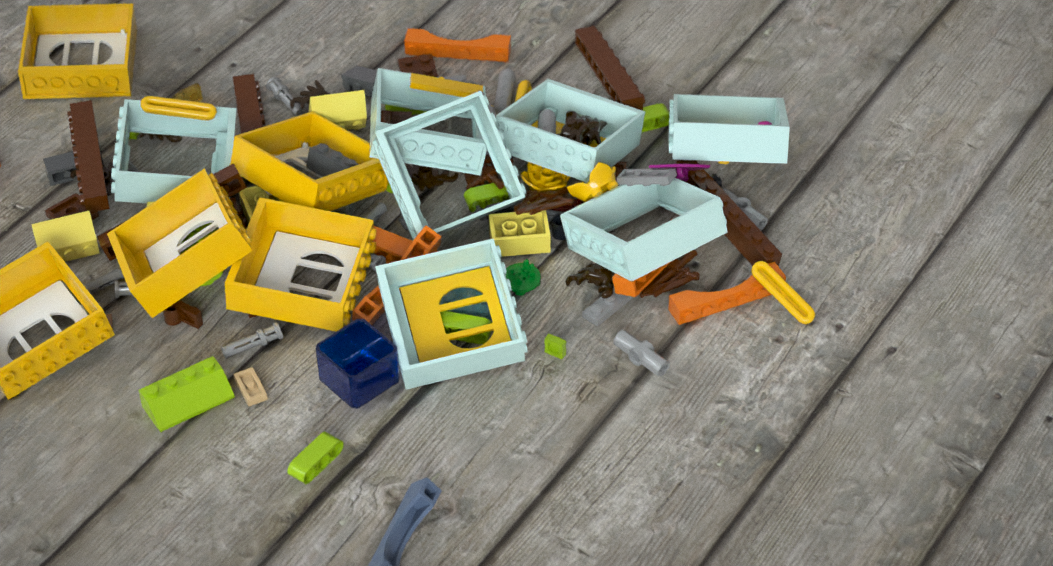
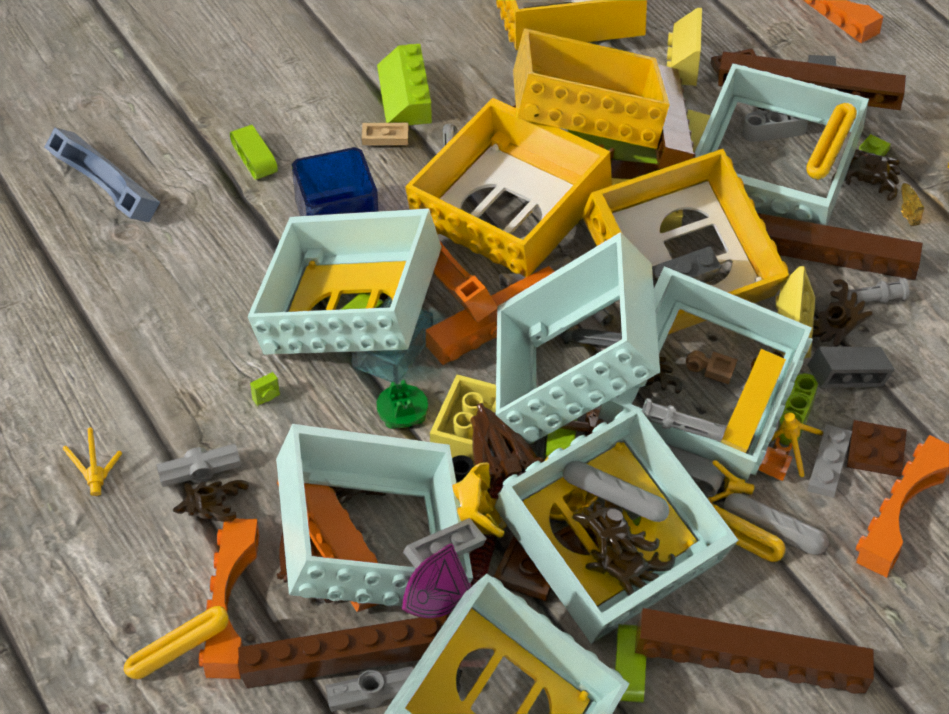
camera: 115 degrees right, 5 degrees up
(669, 332) = (208, 500): none -> dark brown animal
(685, 404) = (95, 474): none -> yellow plant

